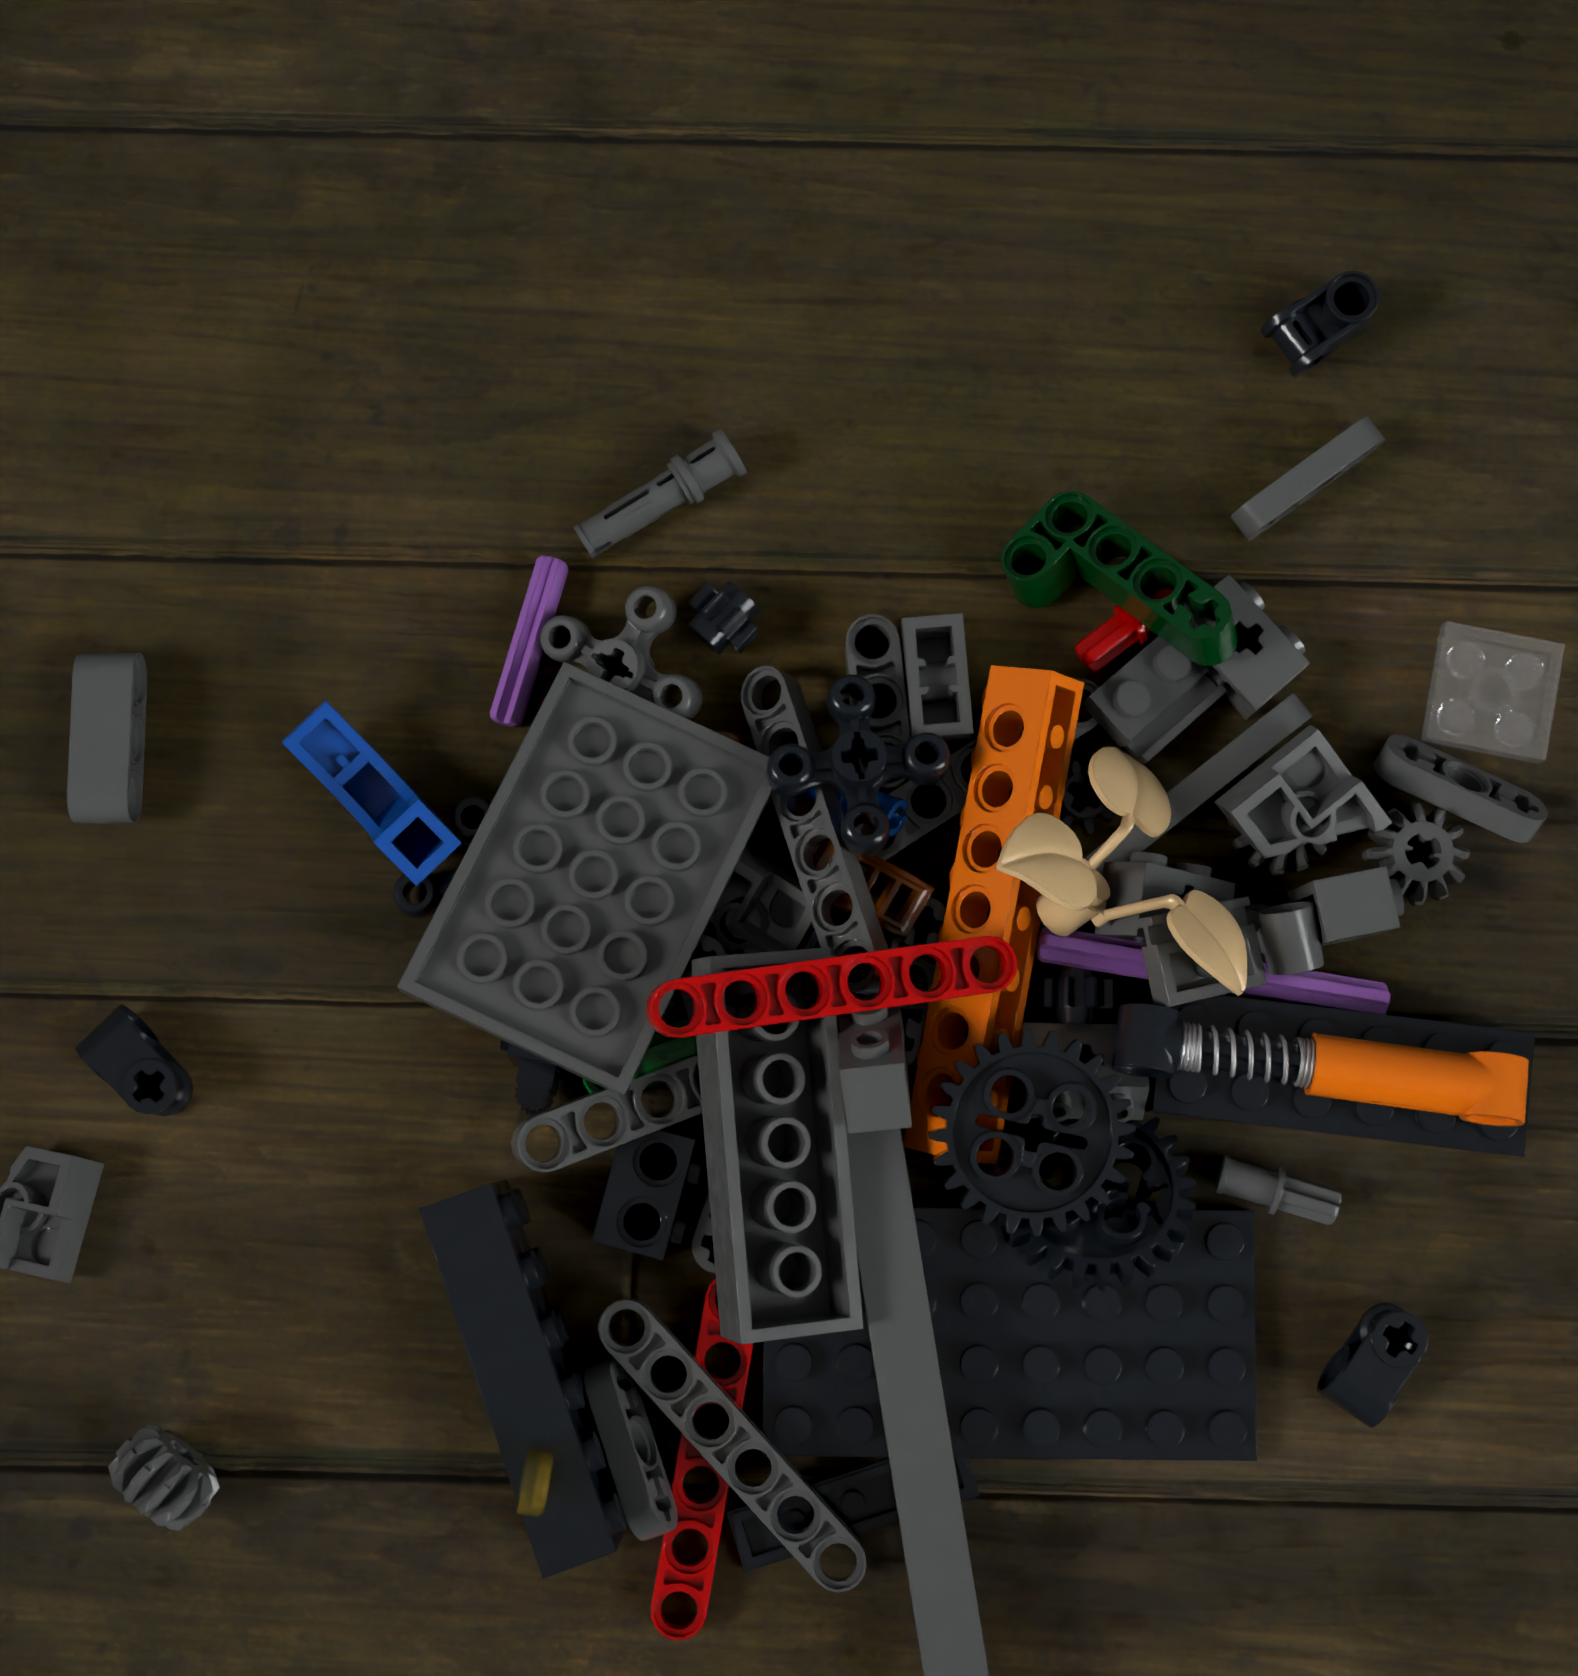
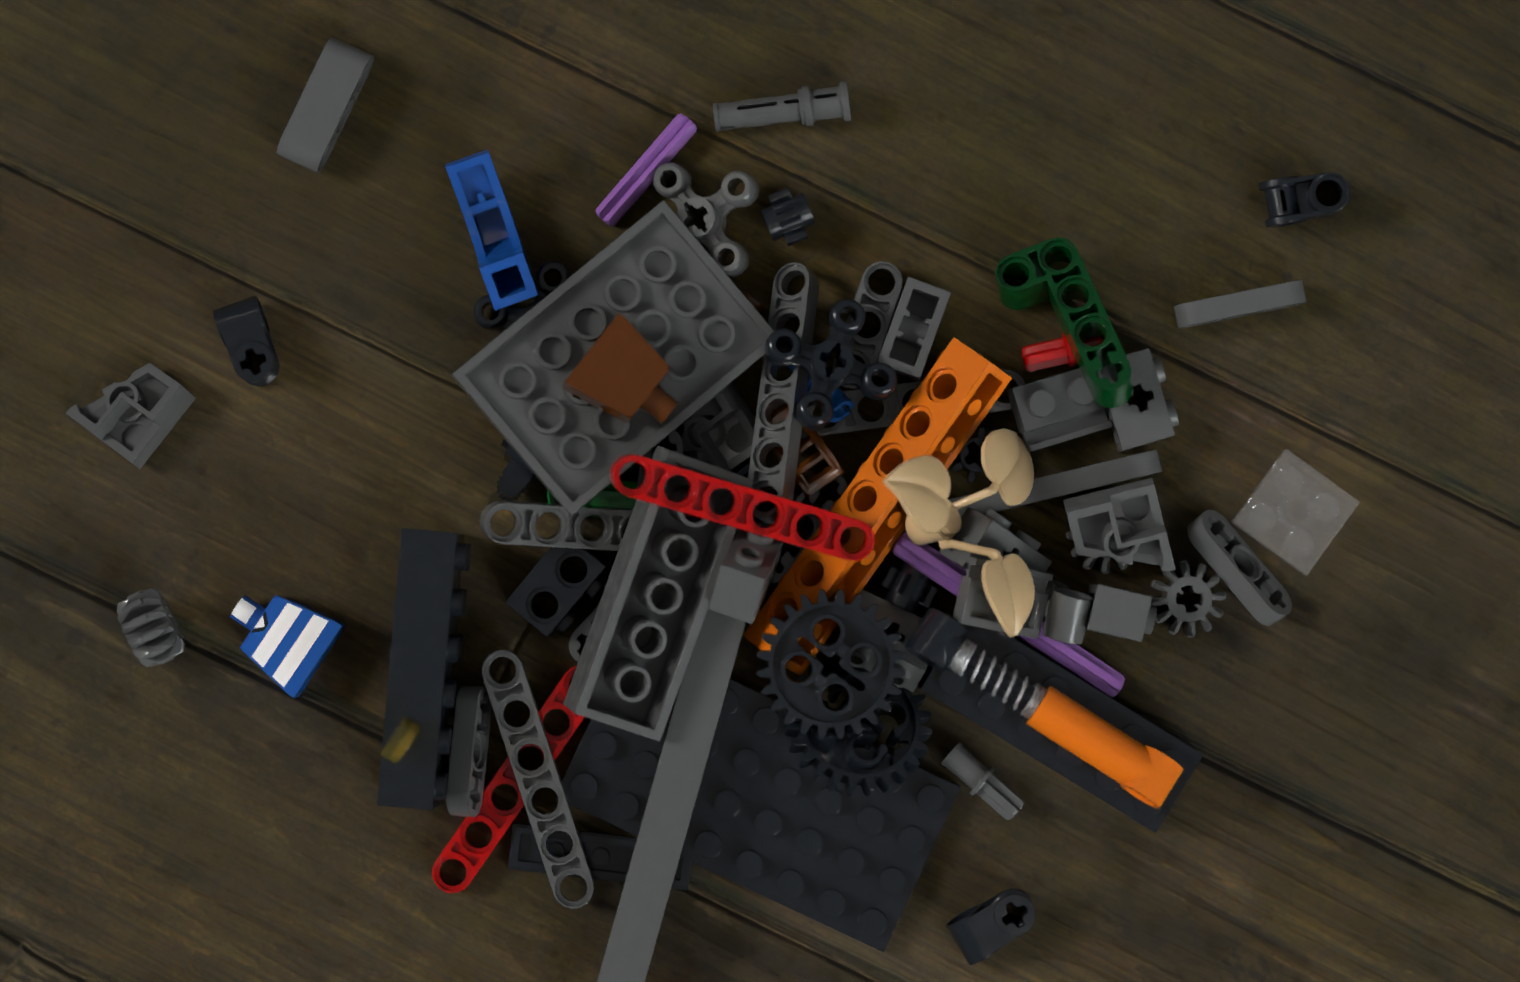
camera: 20 degrees right, 5 degrees up
(343, 1412) = (287, 639): none -> torso
(608, 891) = (622, 375): none -> reddish brown torso

